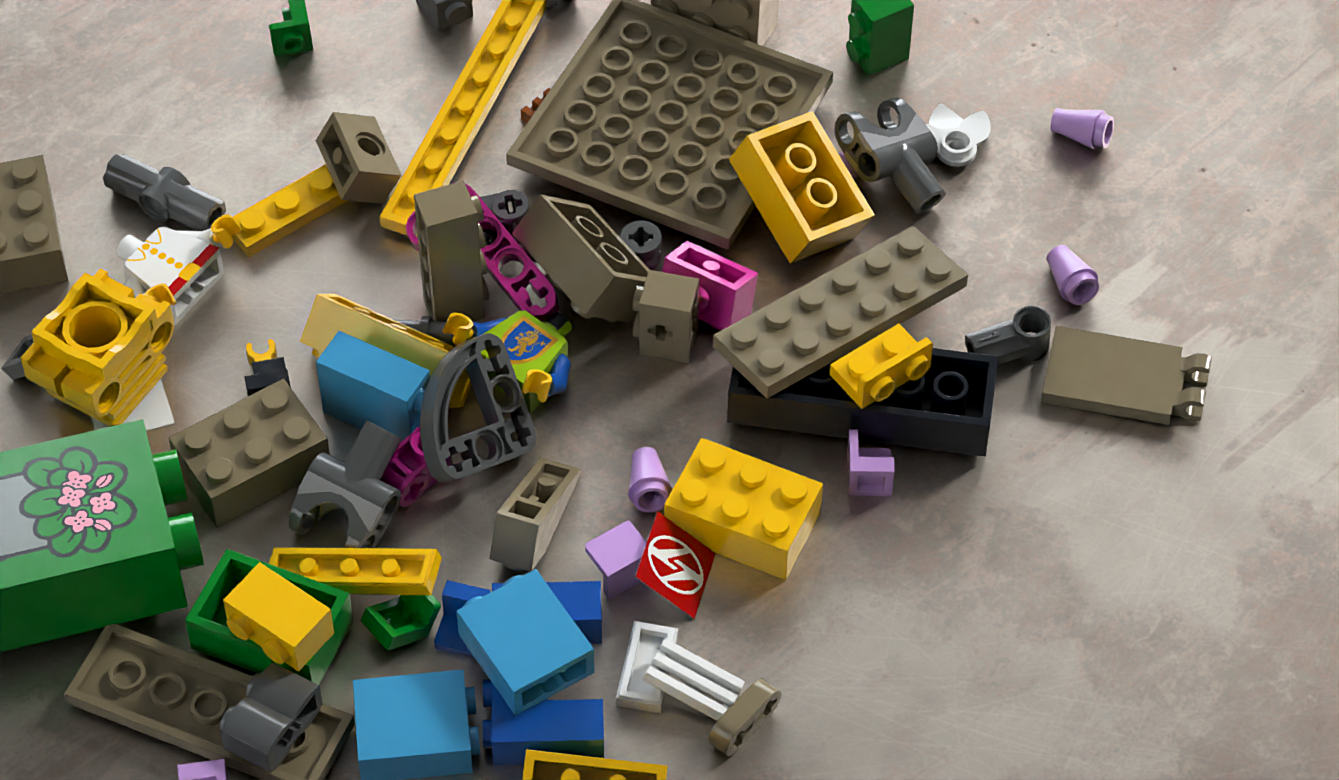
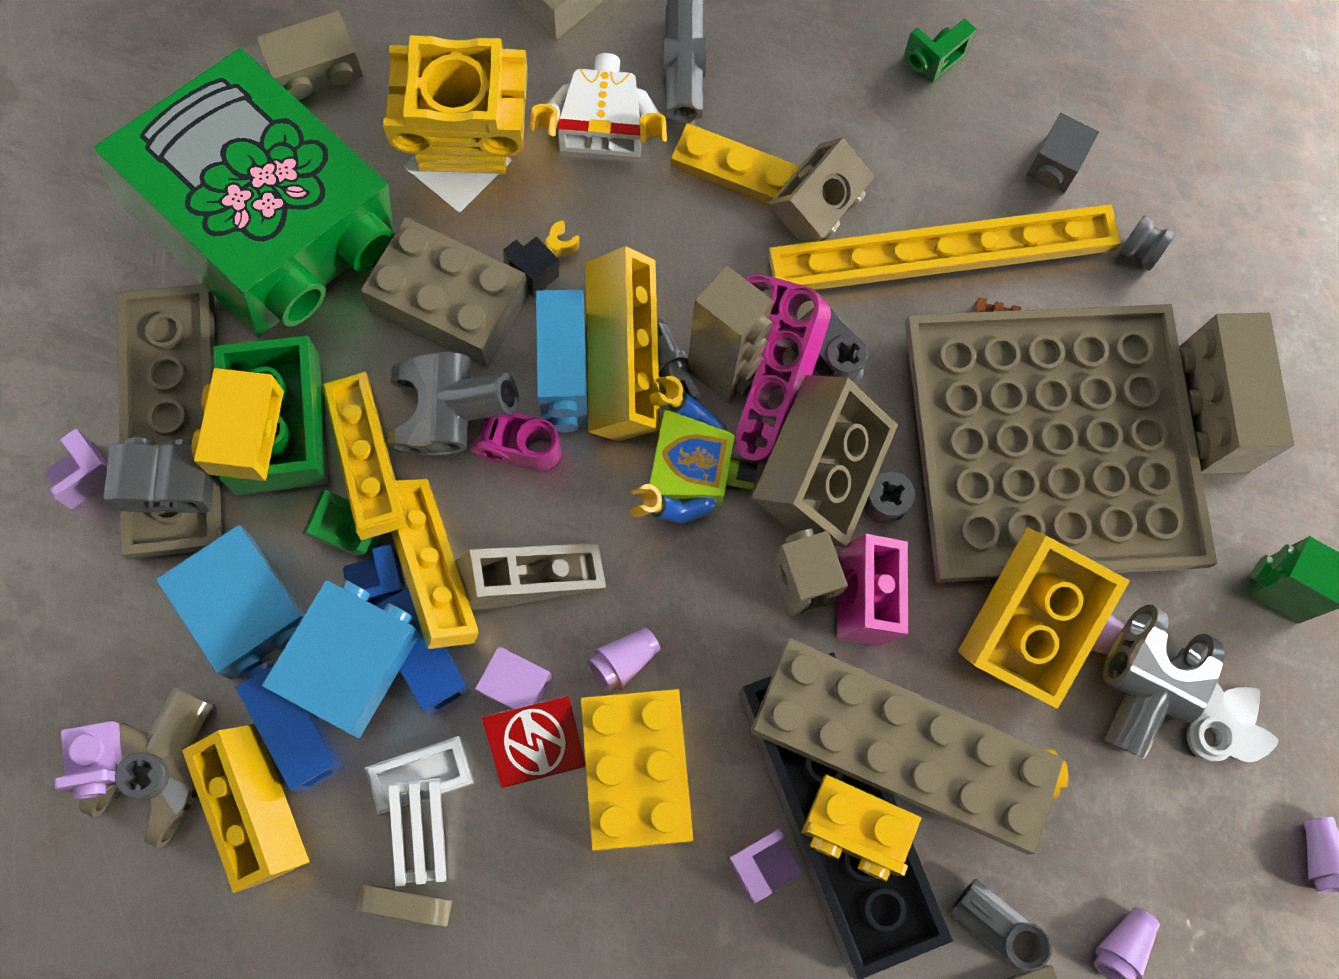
camera: 55 degrees right, 20 degrees up
(497, 432) = (585, 490): dark grey beam -> none
(499, 560) = (432, 570): none -> yellow plate

